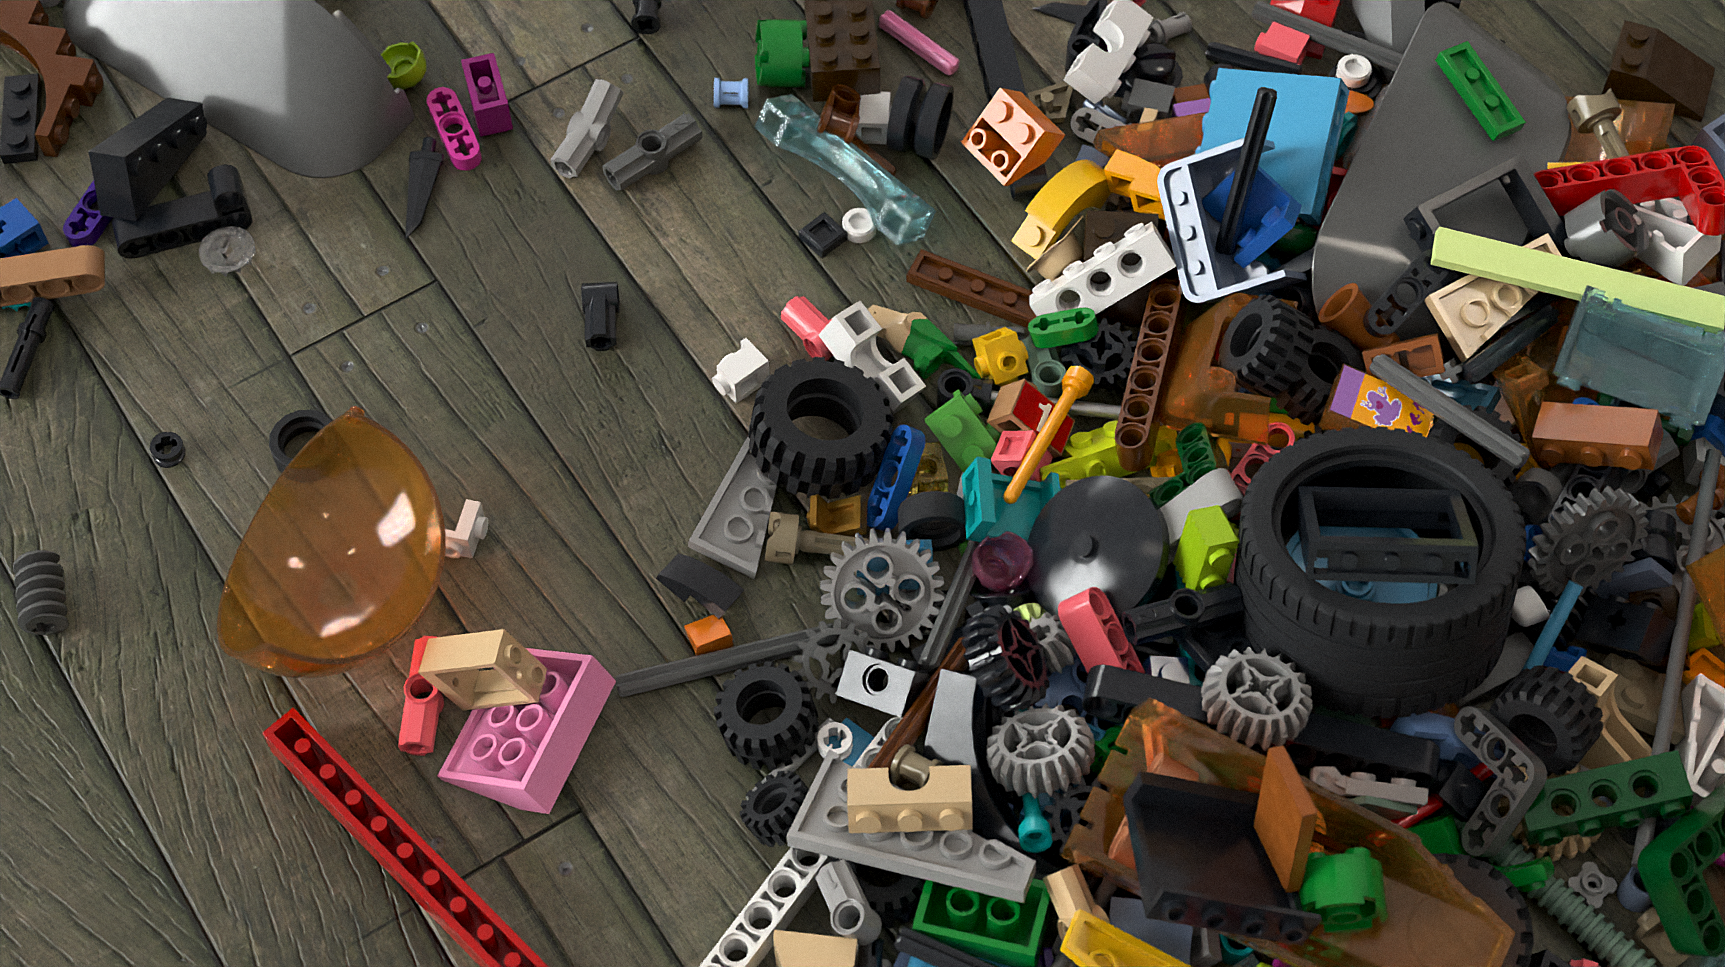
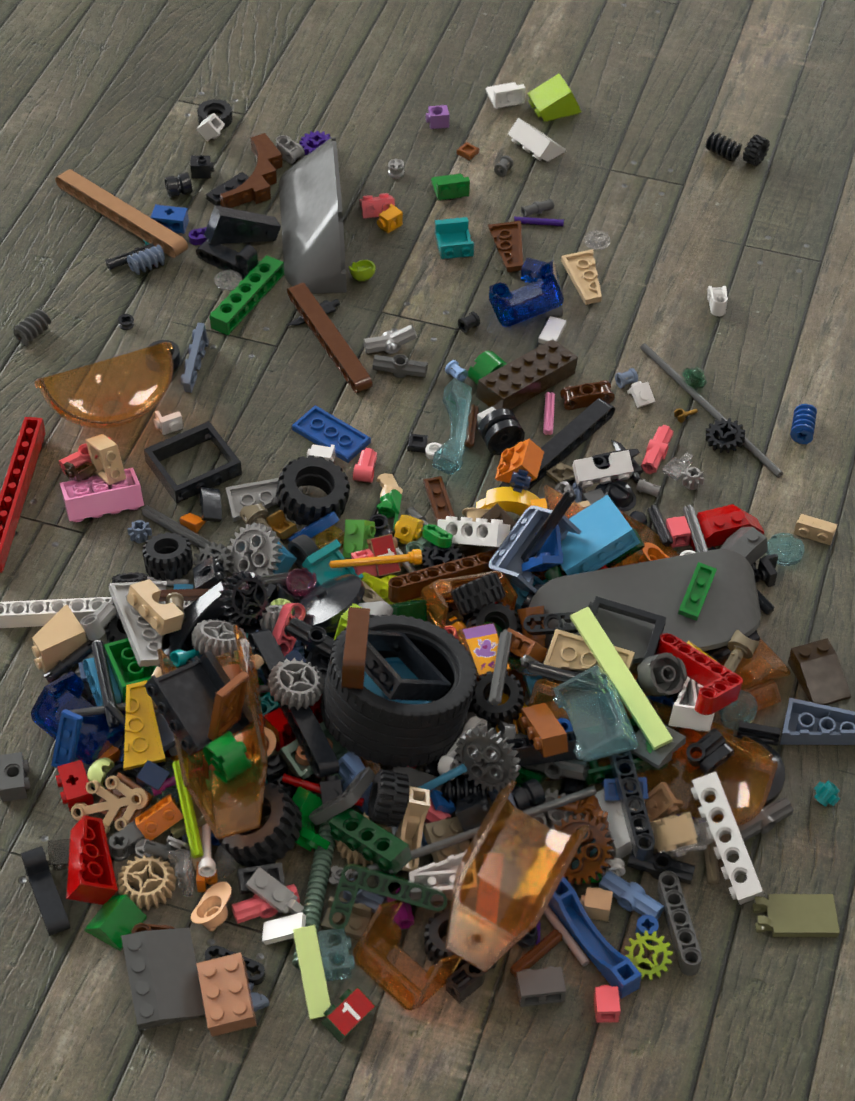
camera: 50 degrees right, 10 degrees down
(64, 329) = (146, 259): none -> sand blue piece
(292, 246) = (246, 295): none -> green brick
(356, 392) = (195, 351): none -> sand blue wing
(454, 116) = (350, 312): dark pink beam -> none
(455, 726) = (80, 473): none -> dark brown bracket
(487, 94) = (373, 300): magenta brick -> none
(501, 199) = (330, 338): none -> reddish brown beam
(583, 613) = (185, 441): none -> black window
(600, 307) = (311, 396): black piece -> none
(666, 712) = (139, 531): none -> sand blue gear
(696, 329) = (328, 430): none -> blue tile
(839, 730) = (175, 580): white bush -> none
(841, 113) = (472, 404): reddish brown piece -> none
(853, 340) = (361, 487): white arch -> none
(1058, 155) = (520, 480): none -> dark blue gear
(1362, 784) = (295, 751): light grey hinge -> none
(1364, 553) = (355, 648): none -> reddish brown beam

